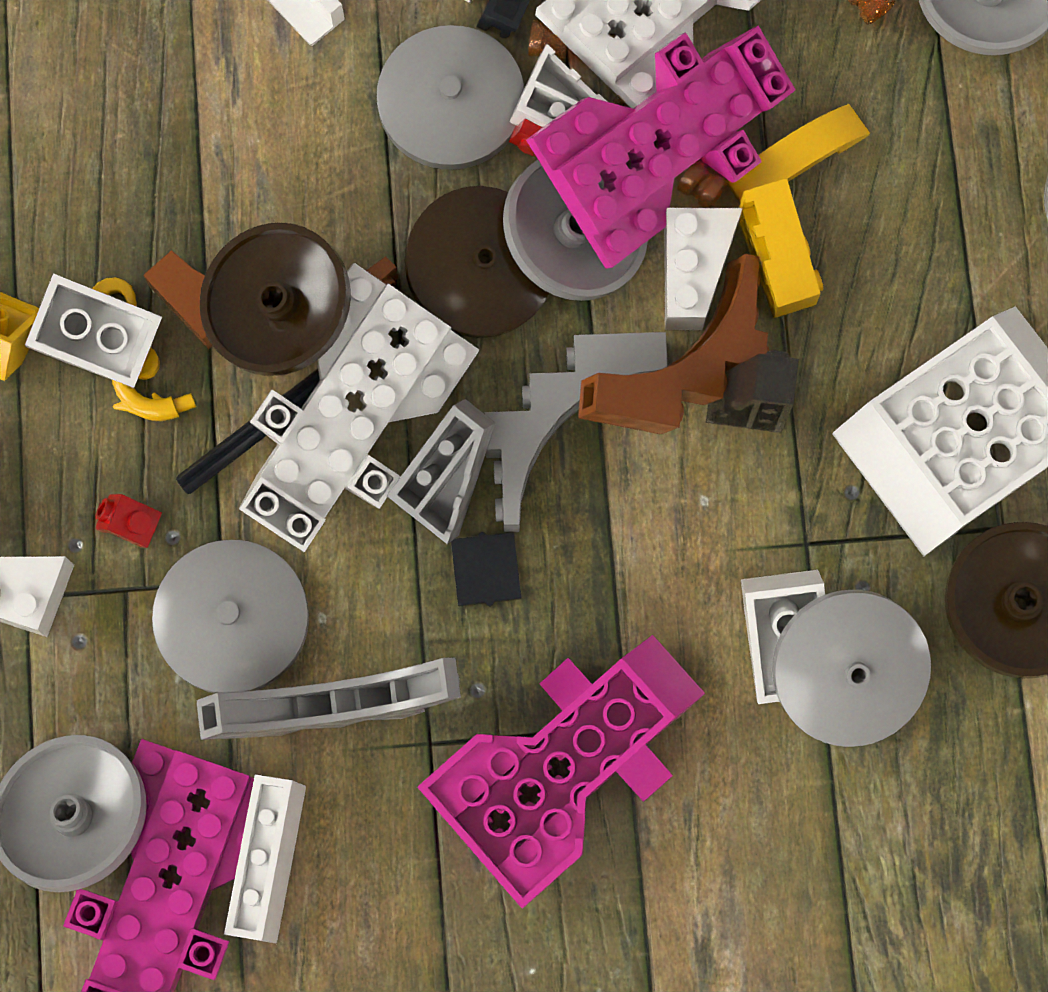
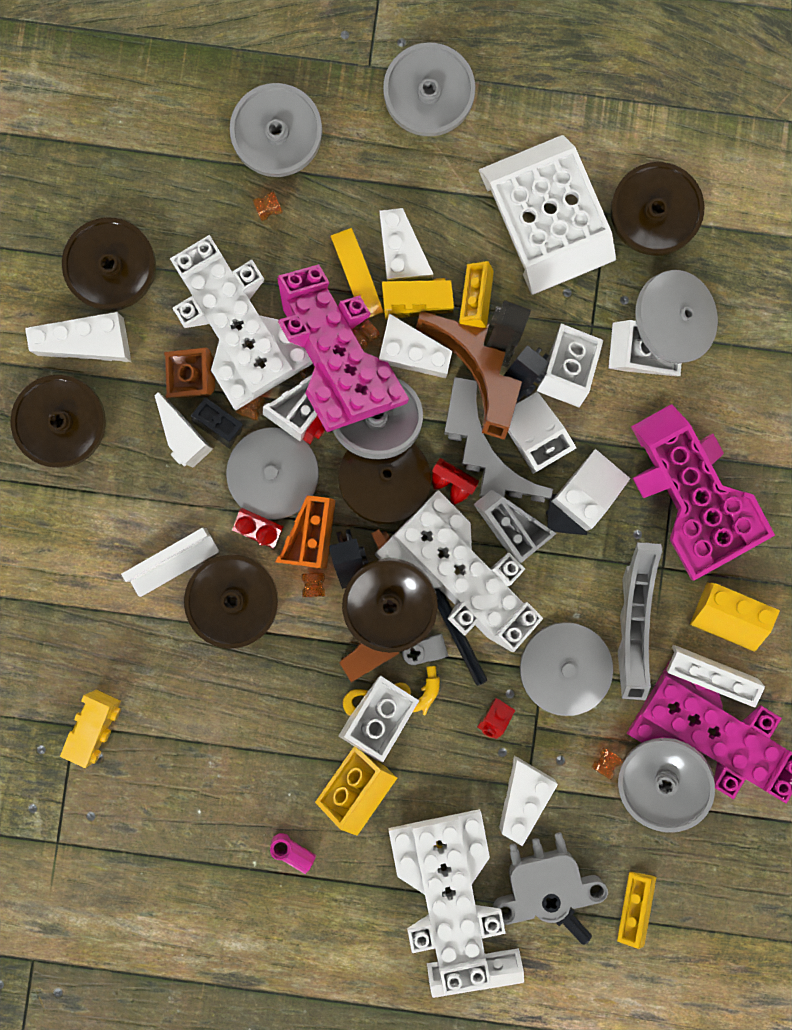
camera: 80 degrees left, 10 degrees up
(88, 713) = (607, 763): none -> clear orange wheel
(219, 387) = (429, 650): none -> light grey piece
(229, 43) = (209, 604): none -> dark brown dish
(278, 193) = (313, 590): none -> clear orange wheel
(343, 222) = (347, 557): none -> black brick
(358, 91) = (257, 528): none -> red tile
(365, 168) = (310, 535): none -> orange wedge
(371, 873) = (734, 616): none -> yellow slope
(509, 360) = (462, 483): none -> red tile
(533, 593) = (591, 490): none -> white slope
(605, 485) = (538, 433): none -> white slope
(703, 442) = (529, 369): none -> black brick
(730, 516) = (571, 366): none -> white slope
(812, 341) = (477, 294): none -> yellow slope
(851, 210) = (401, 249): none -> white wedge

